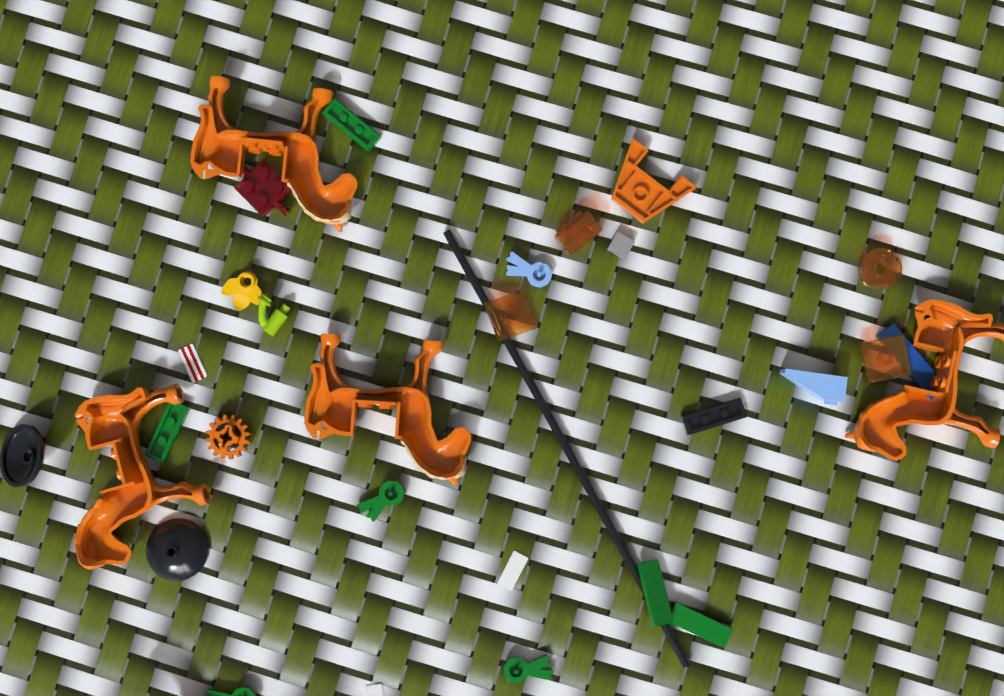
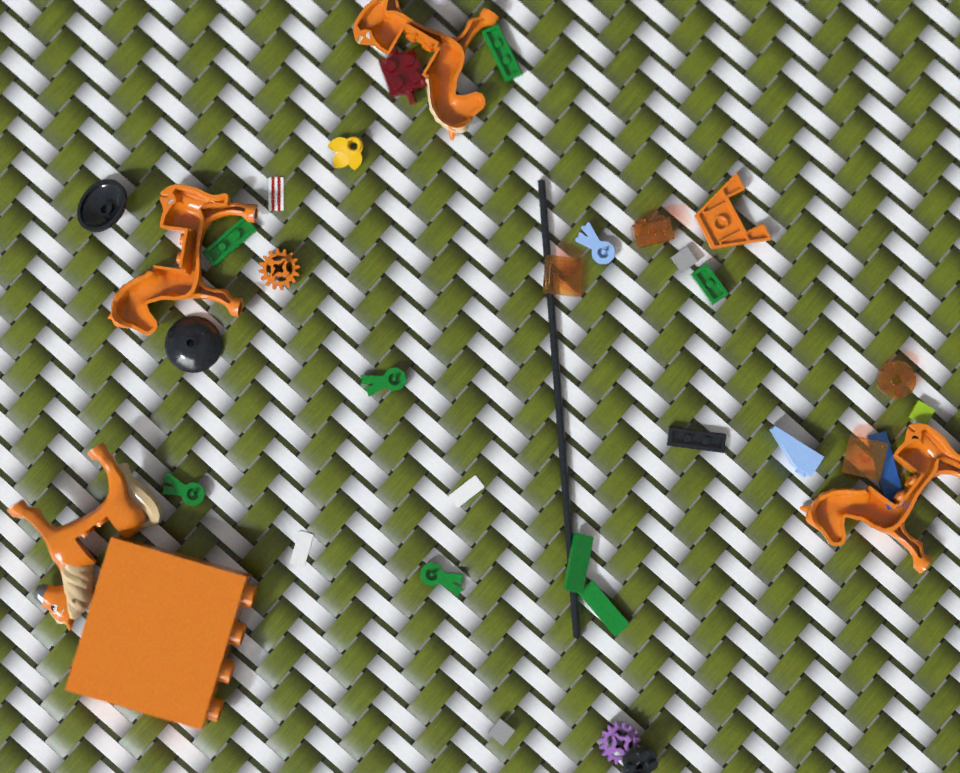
camera: 20 degrees right, 0 degrees up
(277, 318) = (363, 189): lime plant -> none
(337, 406) = (382, 284): orange animal -> none
(656, 258) = (709, 284): none -> green plate
(919, 289) = (921, 412): none -> lime tile

